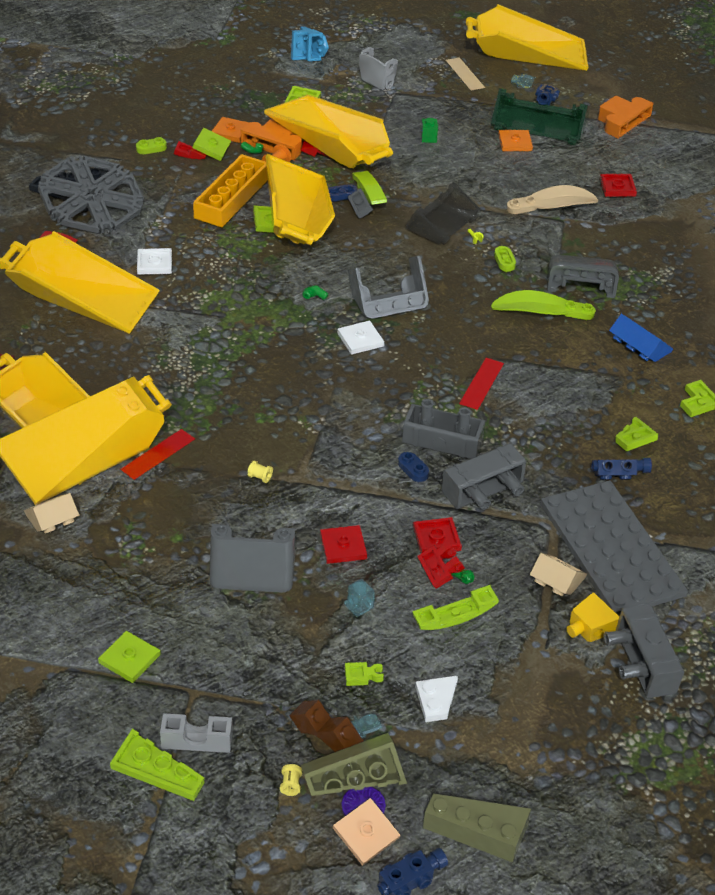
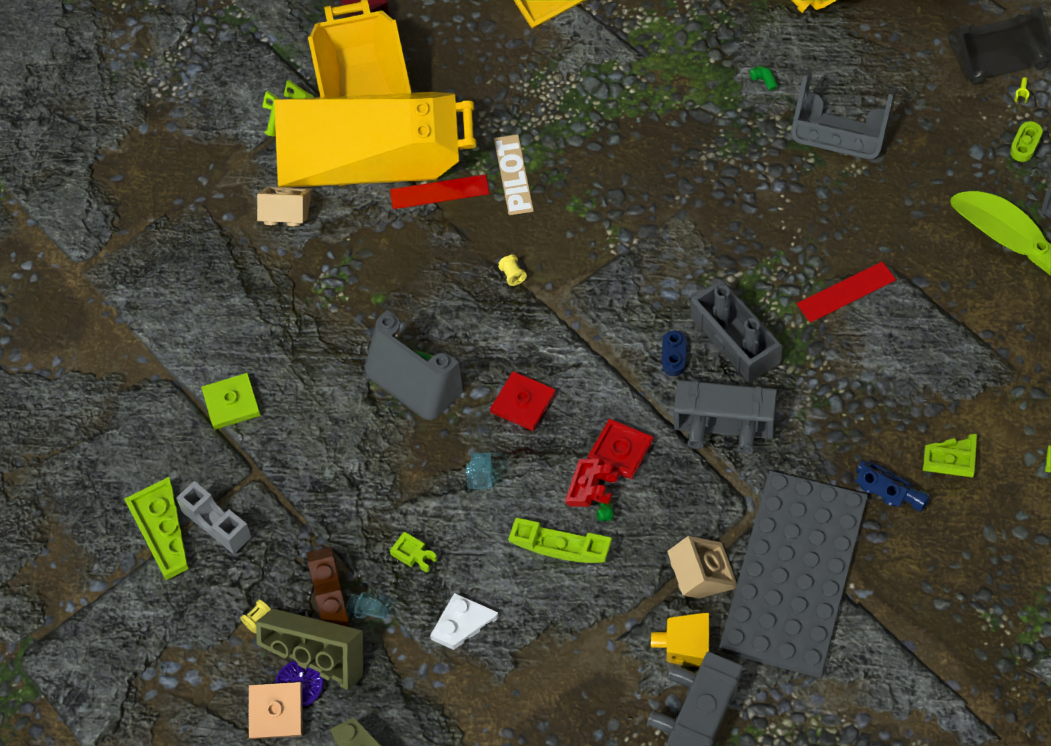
camera: 45 degrees right, 15 degrees up
(202, 420) = (513, 175): none -> sticker
(360, 337) = (763, 161): white plate -> none

